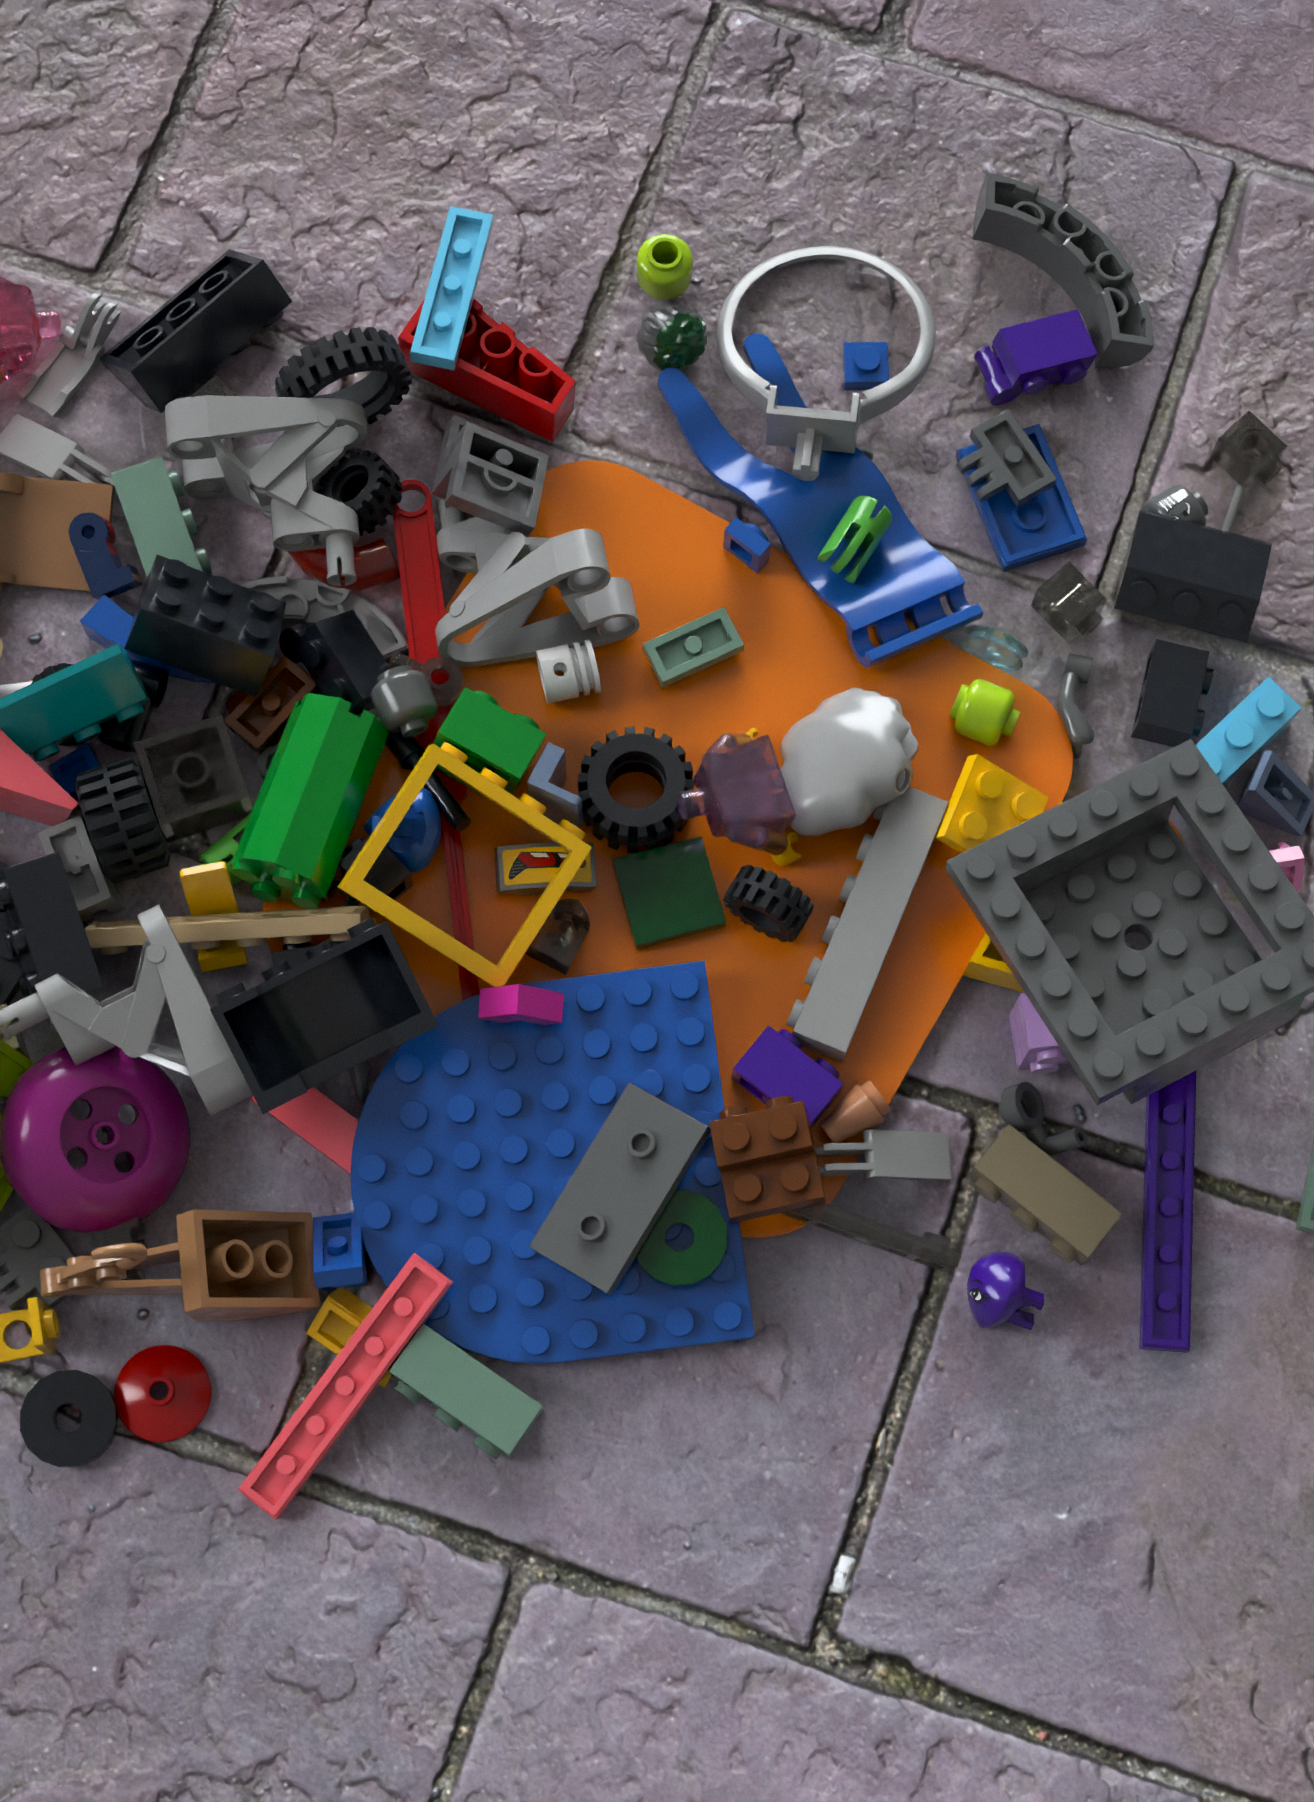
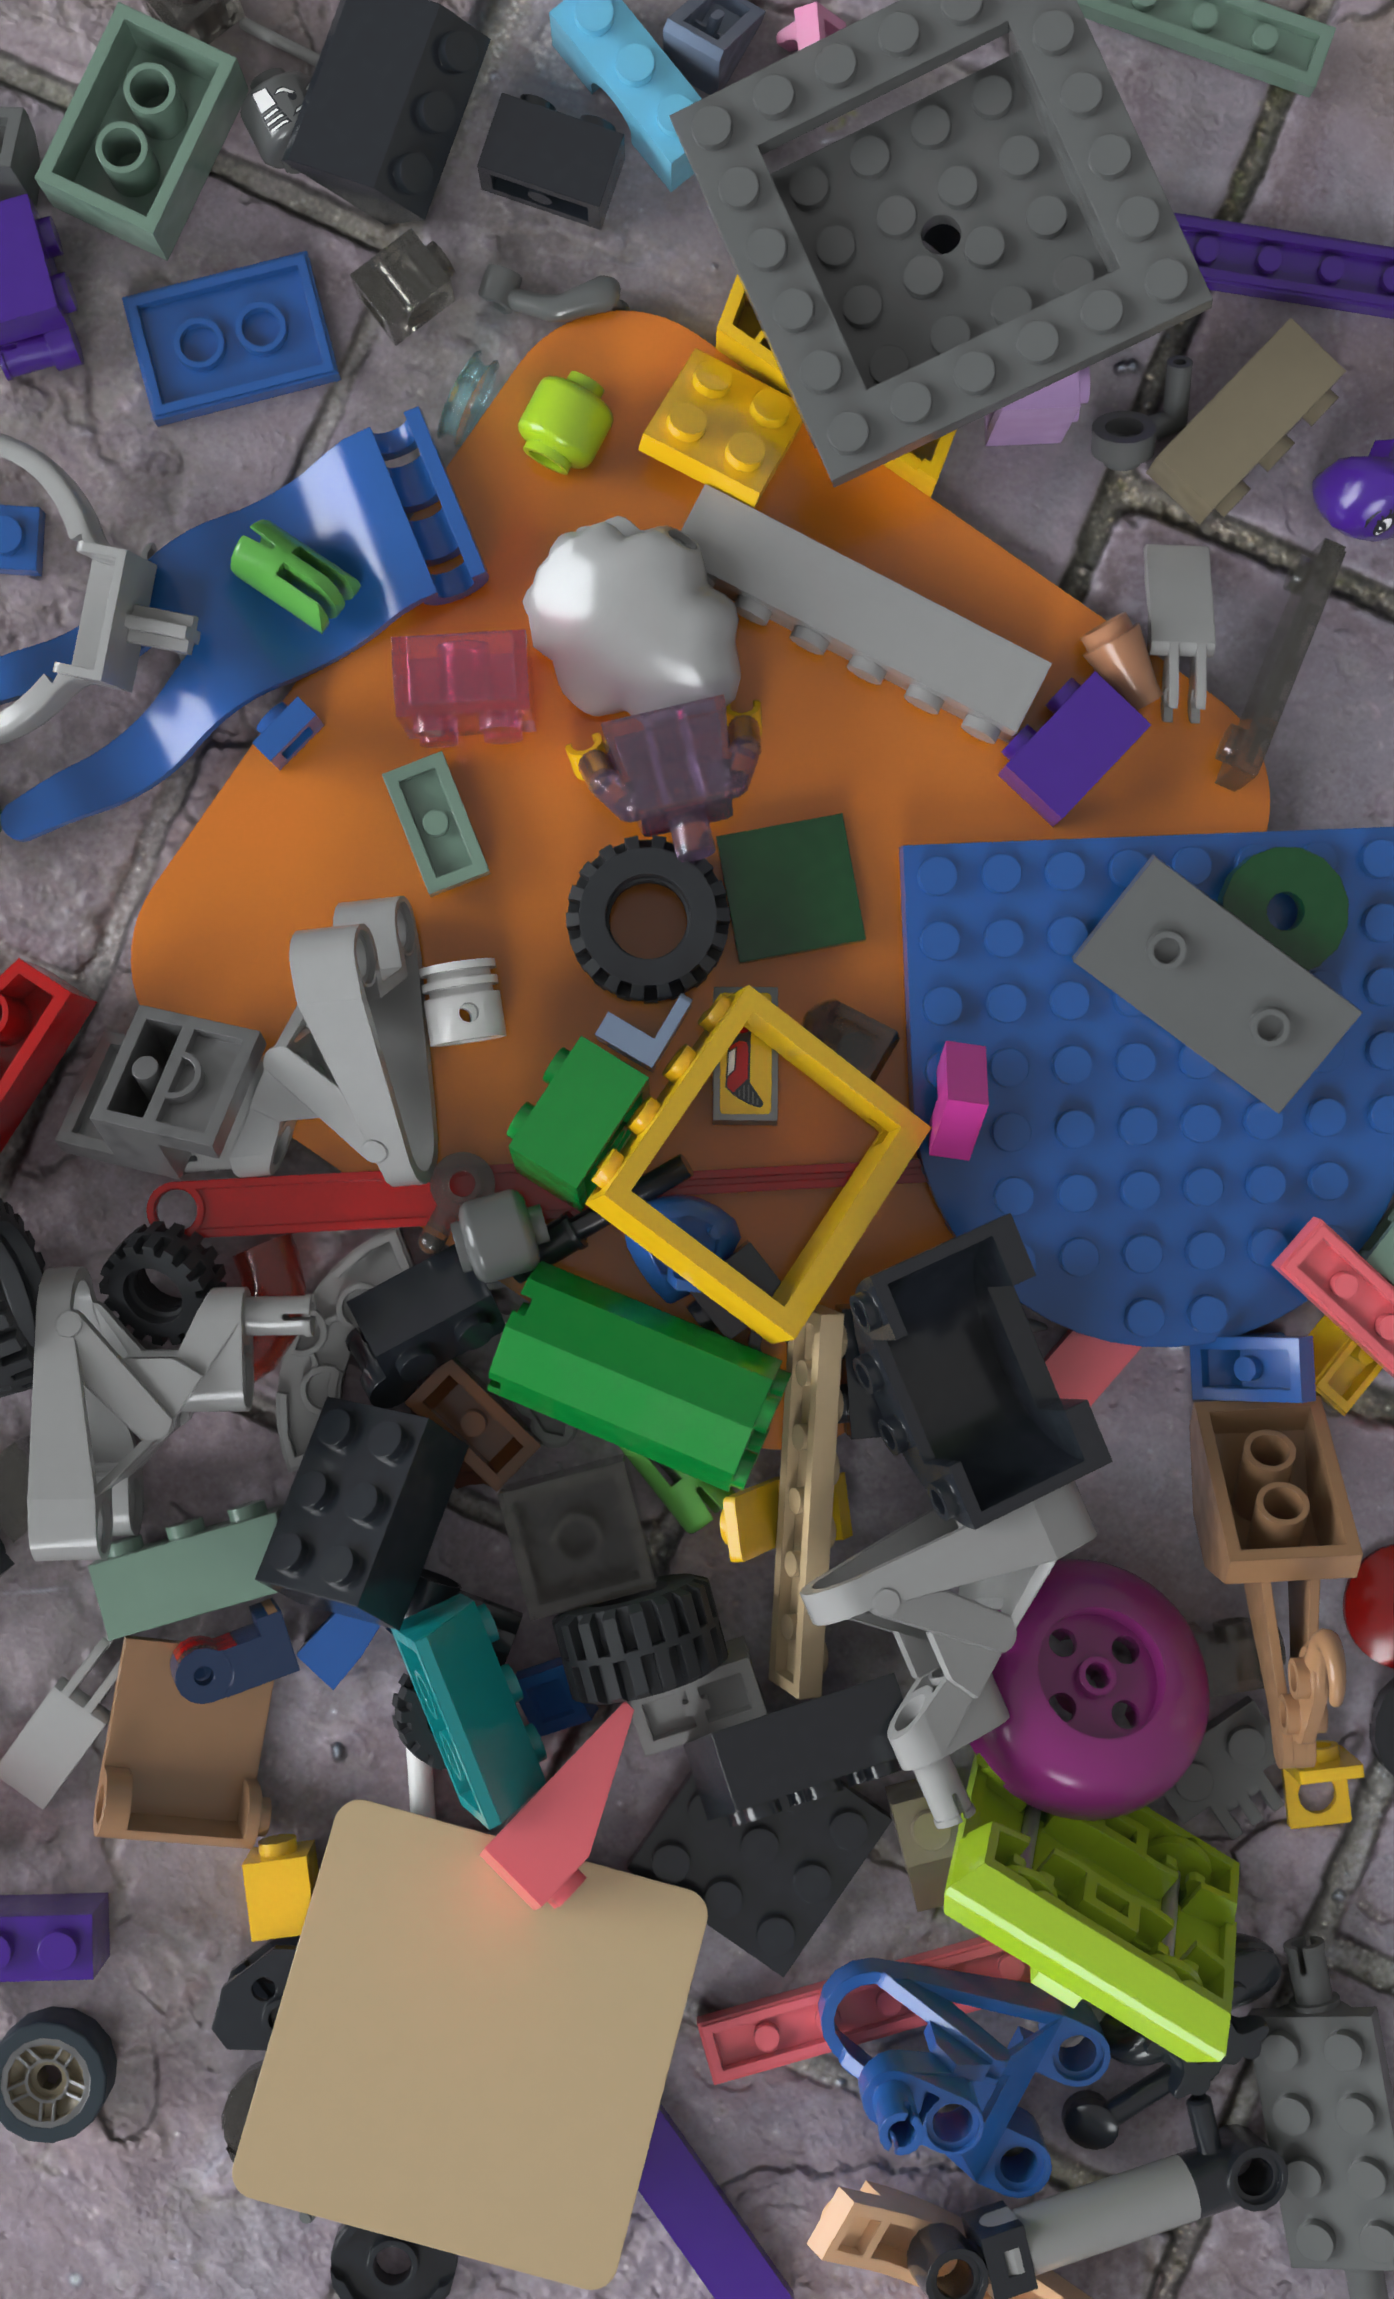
camera: 85 degrees left, 15 degrees up
(767, 1159) = (1201, 781): reddish brown plate -> none
(768, 903) = (831, 749): black tyre -> none
(787, 652) = (464, 686): none -> clear pink brick
(1006, 461) = (183, 347): dark grey hinge -> none
(1150, 424) = (142, 131): none -> sand green brick

